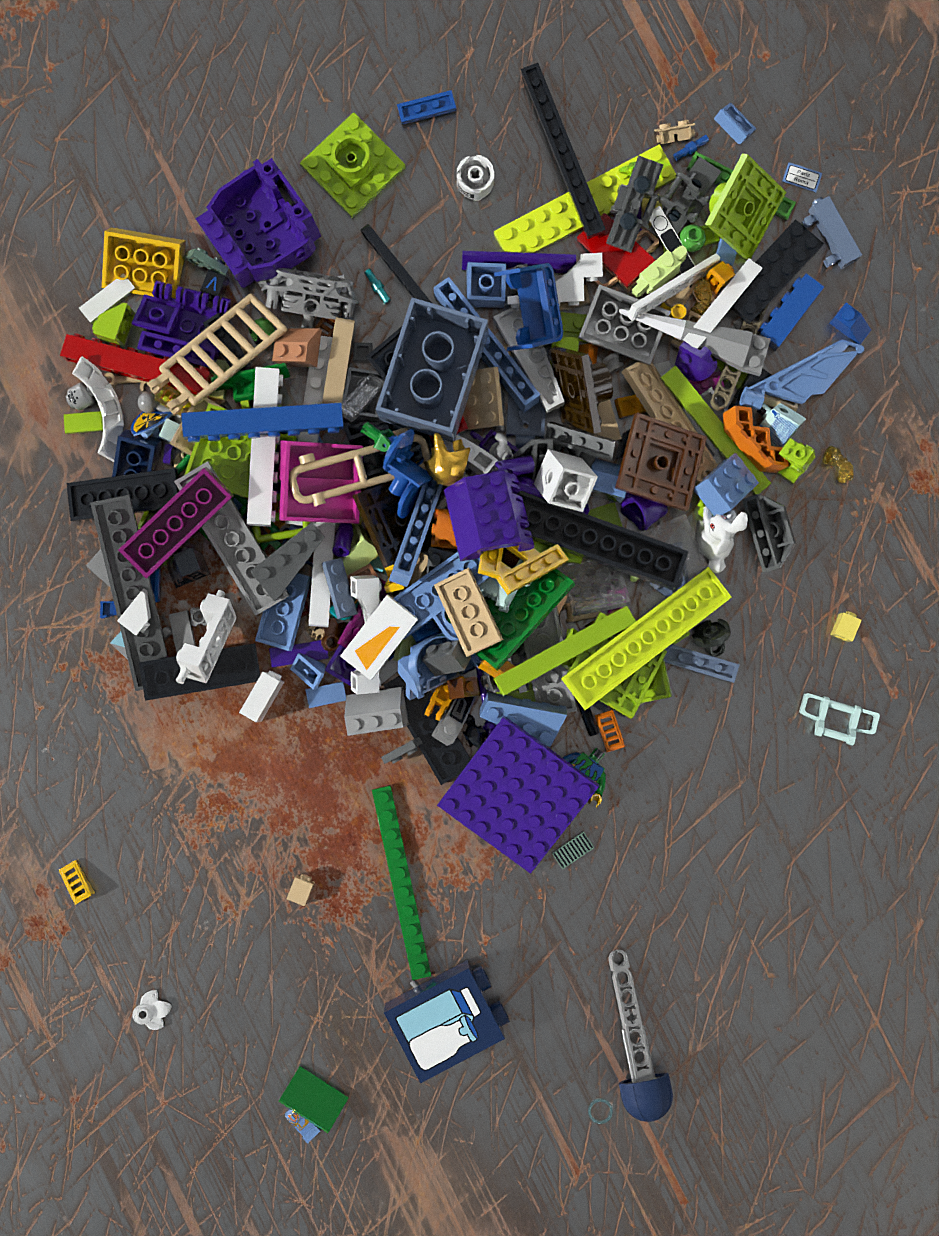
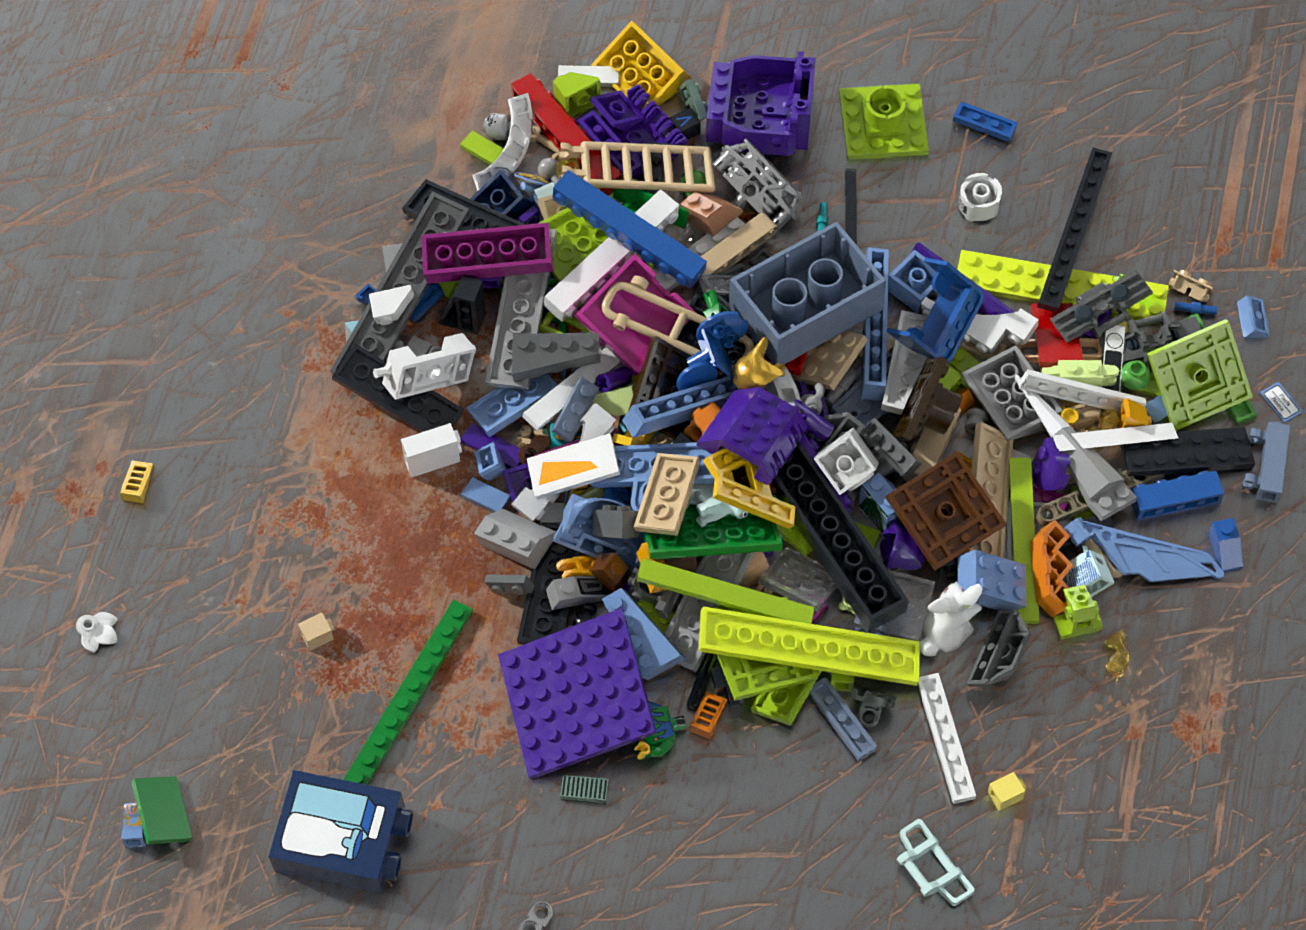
camera: 40 degrees right, 25 degrees down
(777, 620) = (946, 738): none -> white plate

